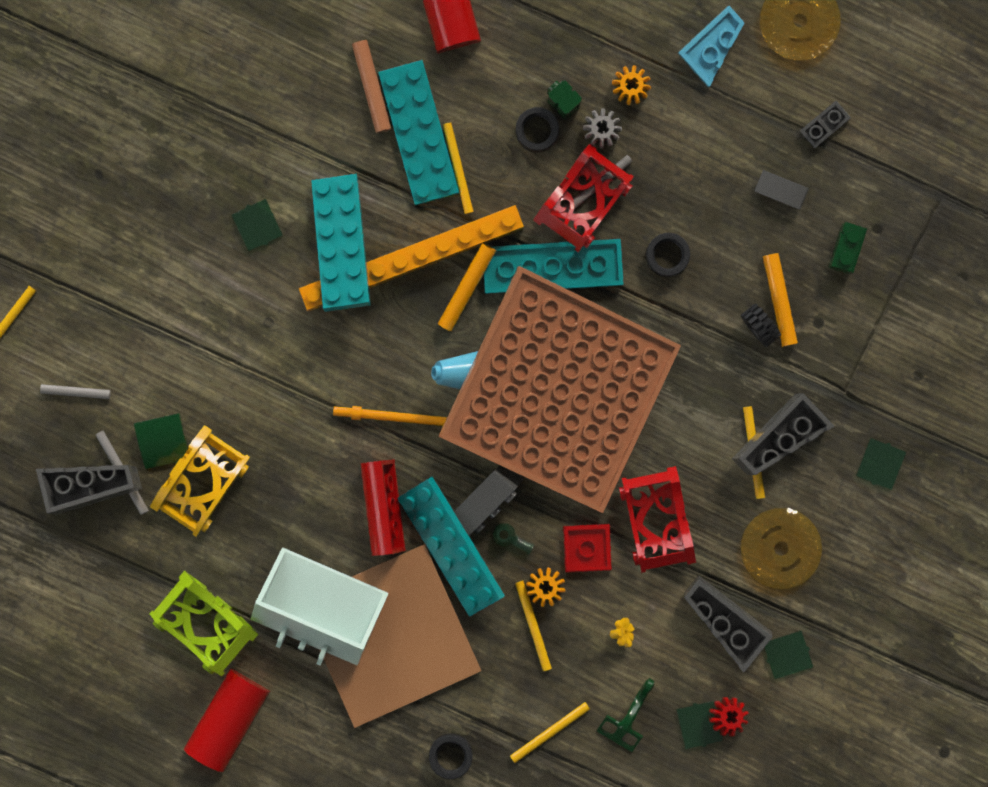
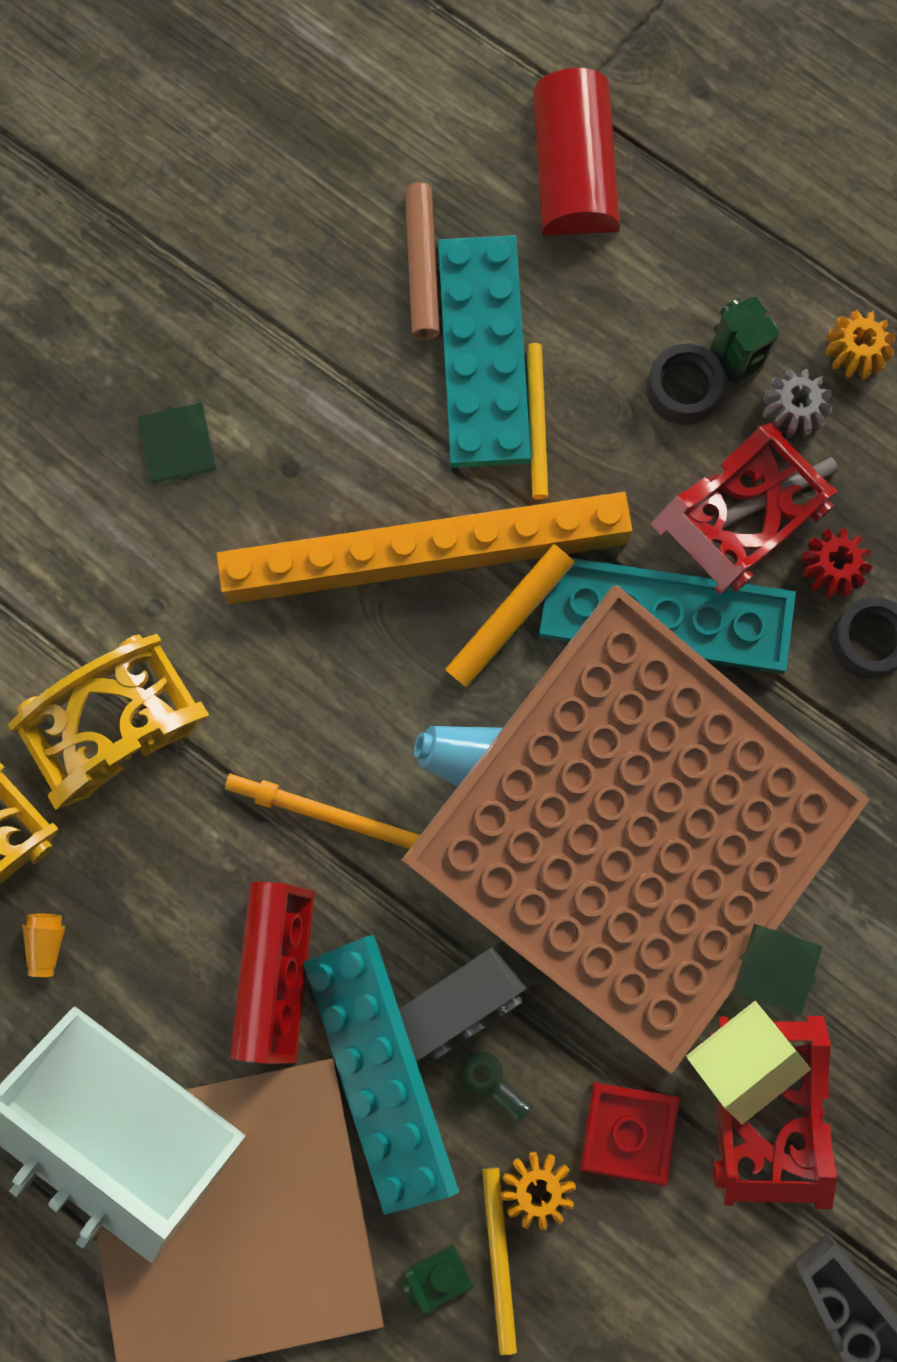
camera: 10 degrees right, 10 degrees down
(256, 518) = (42, 943): none -> light orange cone
(292, 390) = (163, 724): none -> yellow fence
(340, 242) = (307, 495): teal plate -> none
(503, 642) = (436, 1280): none -> dark green bracket
(623, 632) = (666, 1314): yellow plant -> none
(634, 212) = (848, 553): none -> red gear
(639, 499) = (748, 1063): none -> yellowish green slope
(648, 446) = (777, 968): none -> clear green piece

